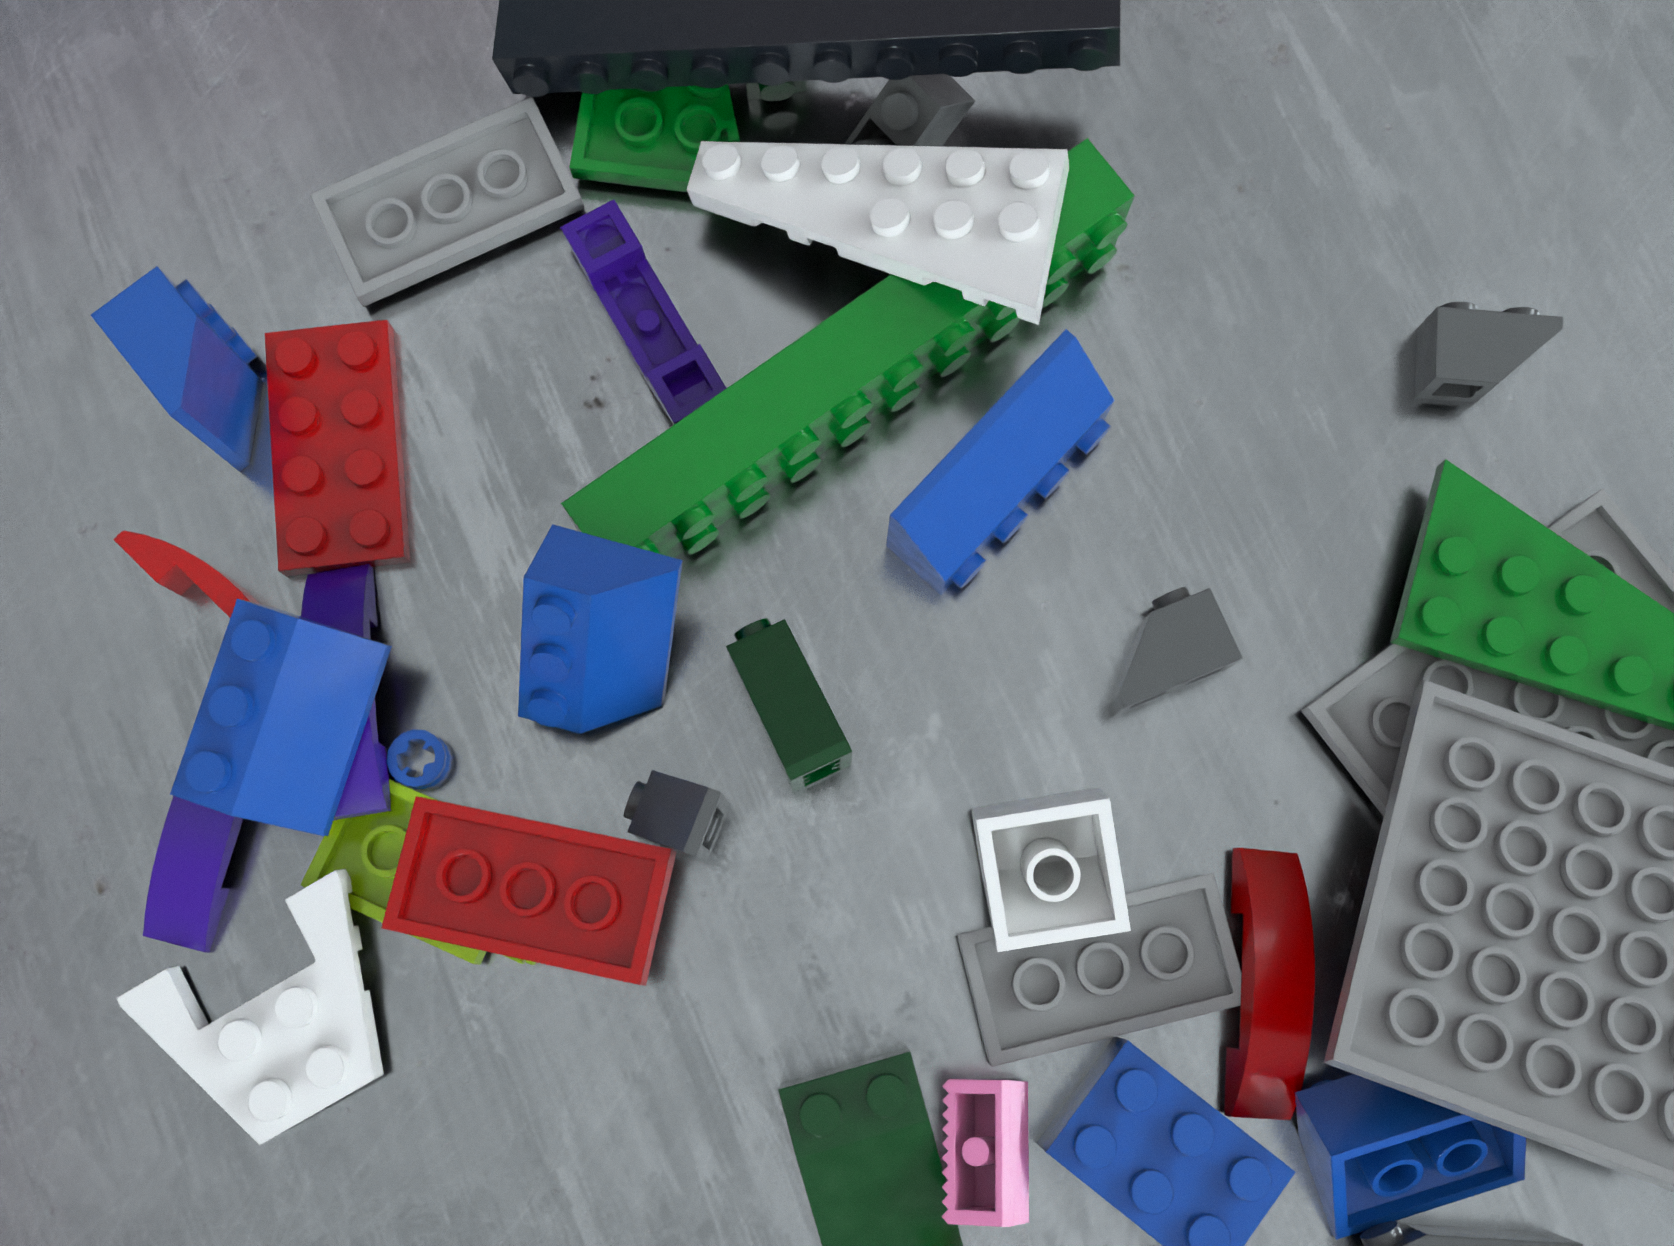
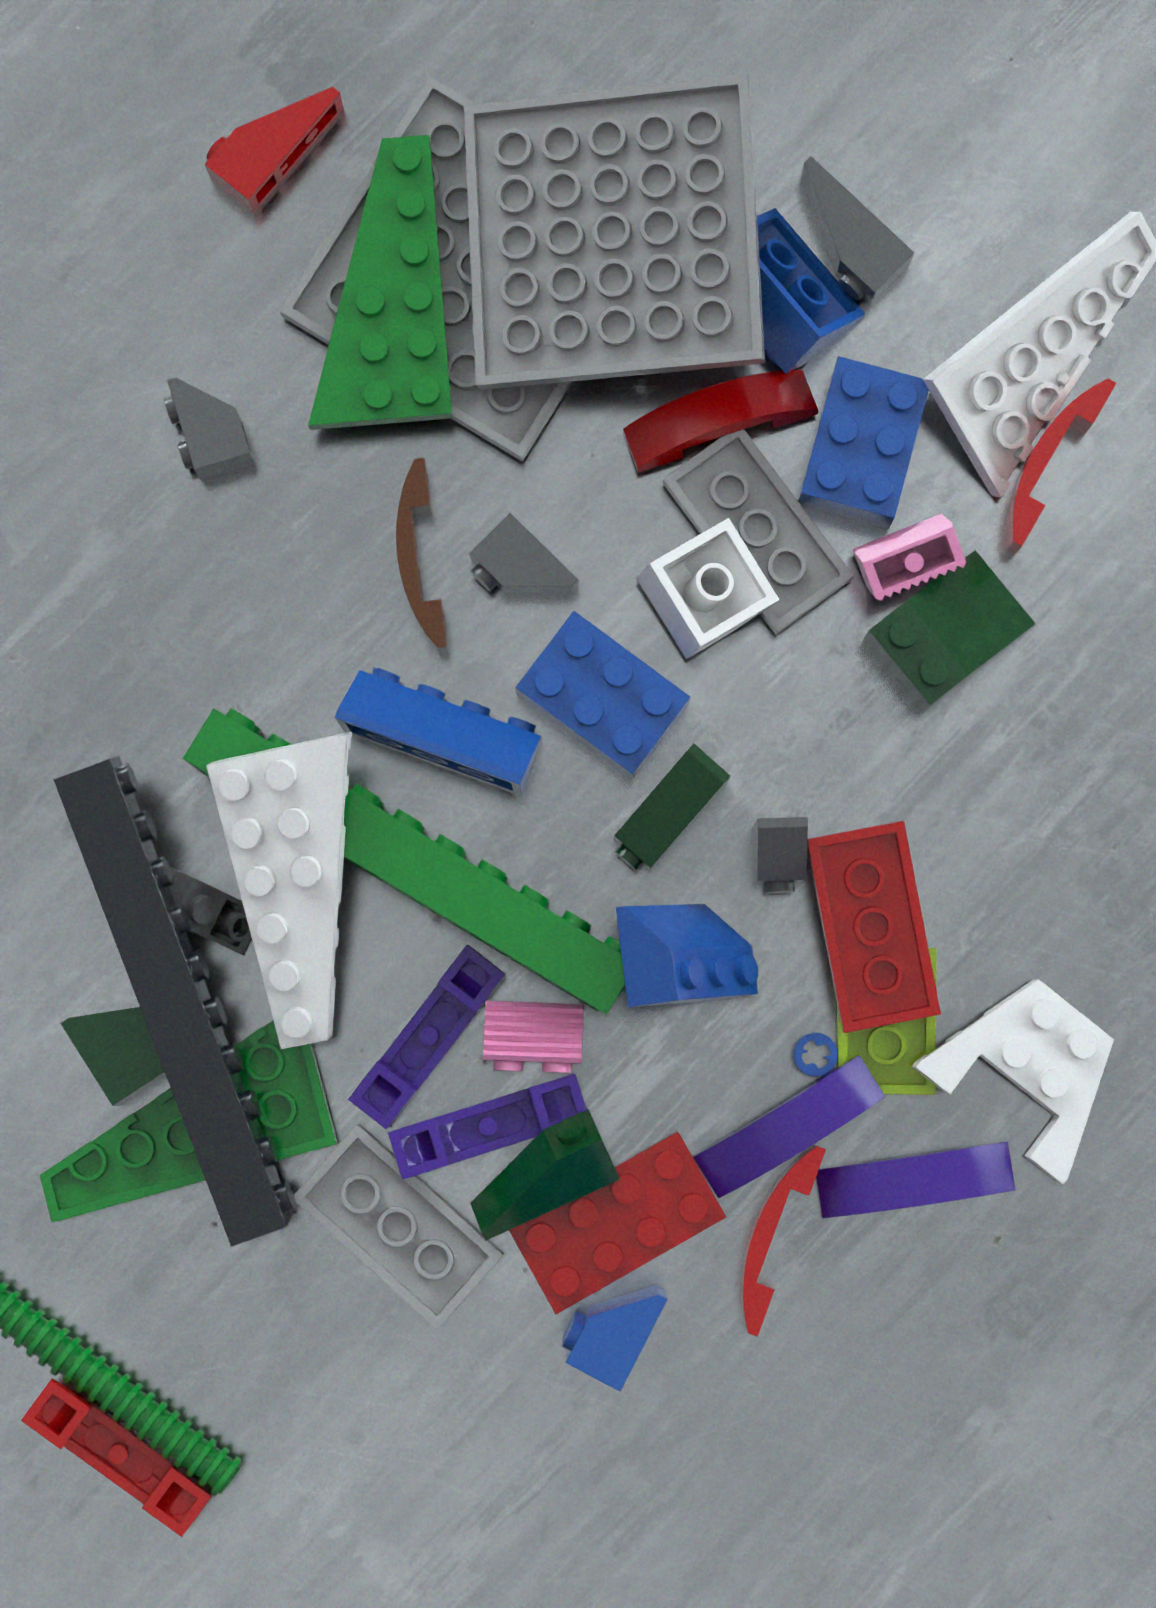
camera: 110 degrees left, 5 degrees up
(280, 719) = (832, 1143): blue slope -> none
(422, 384) = (550, 1172): none -> dark green slope
(514, 340) = (485, 1126): none -> dark purple slope
(595, 430) = (533, 1034): none -> bright pink brick
(966, 680) = (602, 695): none -> blue brick
(1302, 555) = (414, 502): none -> reddish brown slope

